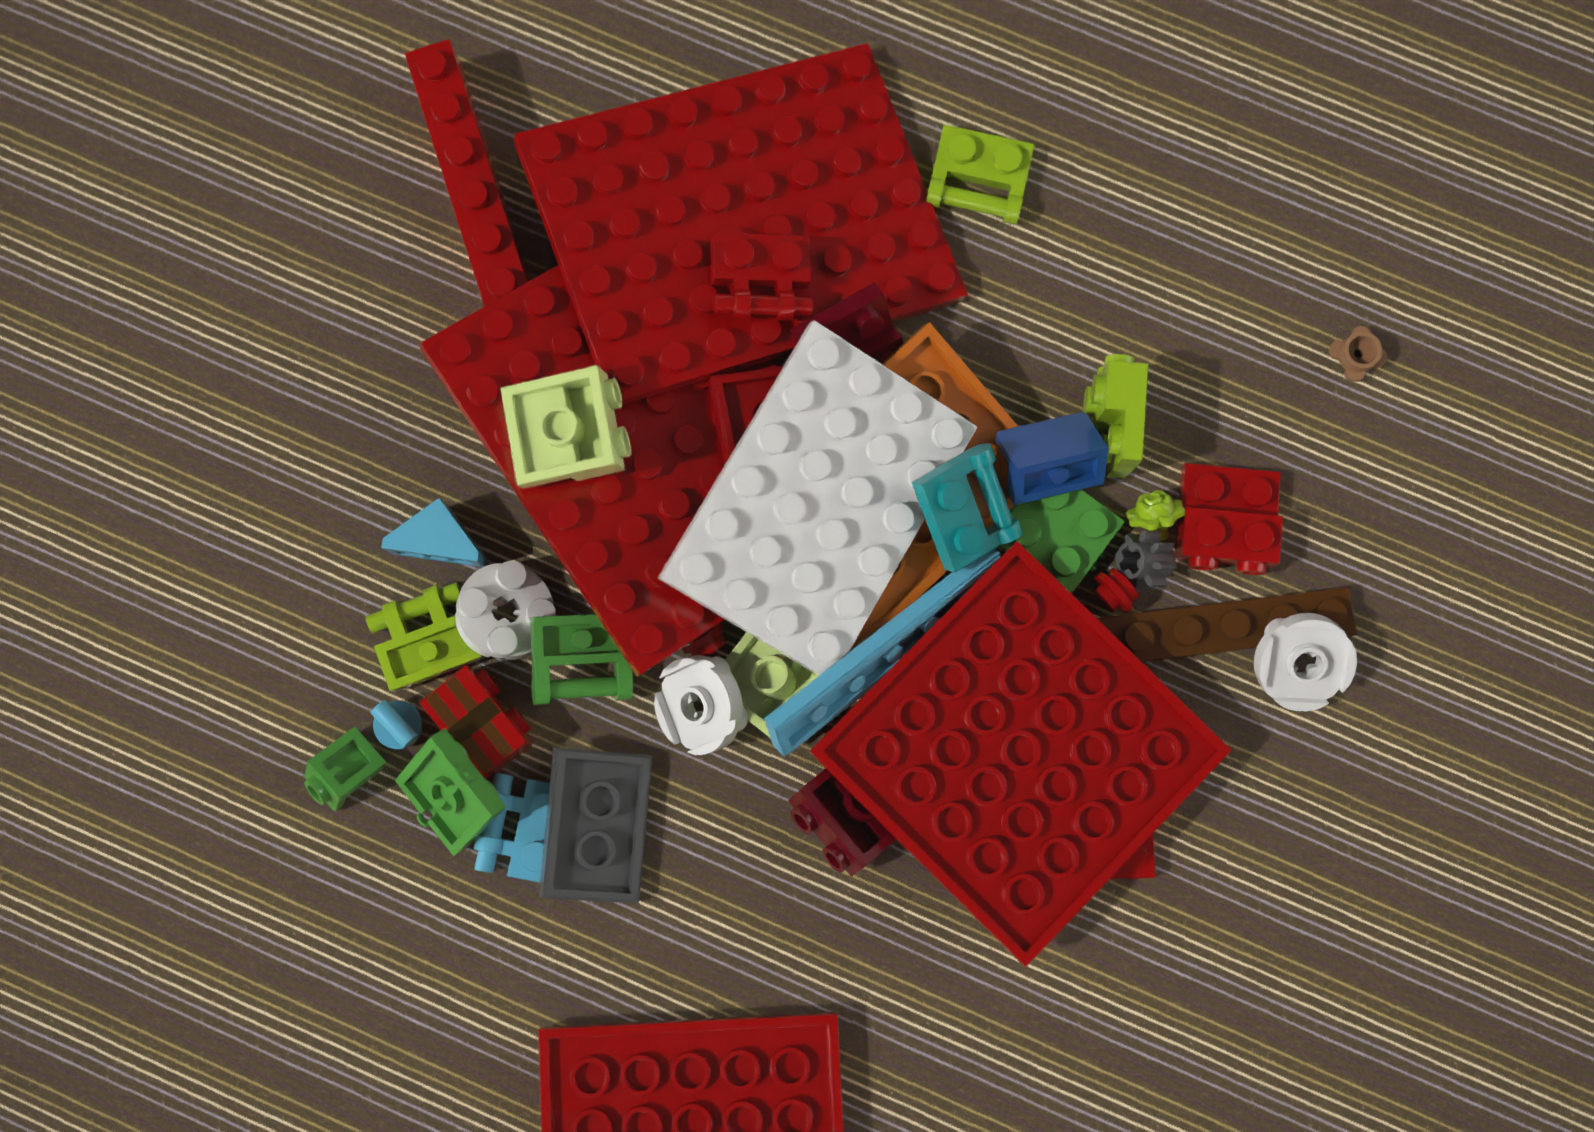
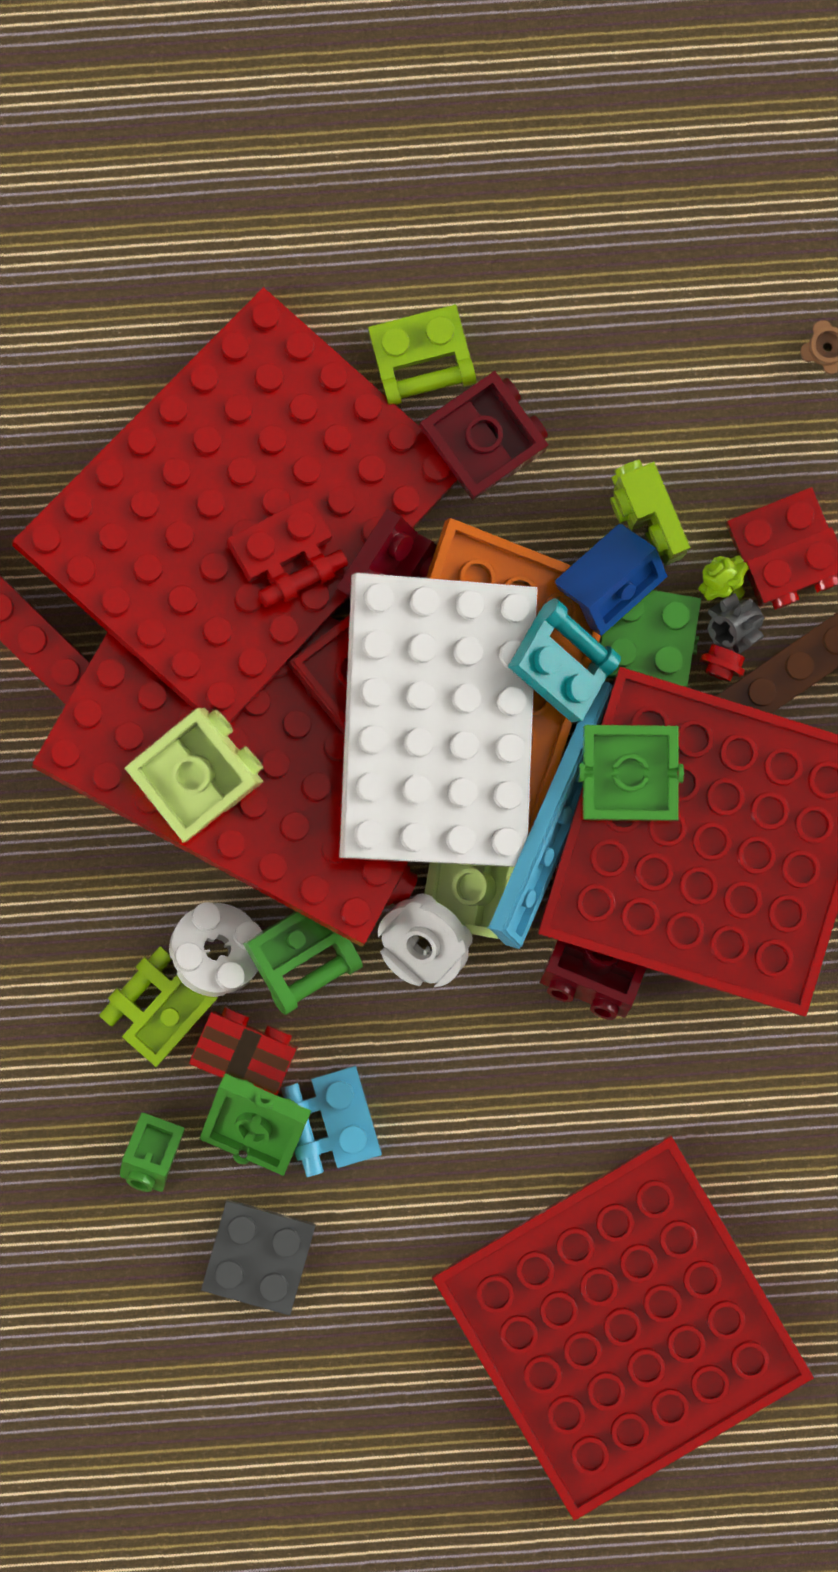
camera: 30 degrees left, 5 degrees up
(389, 921) = (258, 1257): none -> dark grey plate
(397, 724) = (176, 1091): medium azure plate -> none
(435, 536) = (122, 916): medium azure slope -> none
(595, 826) = (389, 1087): dark grey tile -> none
(976, 644) = (630, 772): none -> bright green plate
(1001, 269) = (485, 434): none -> dark red plate

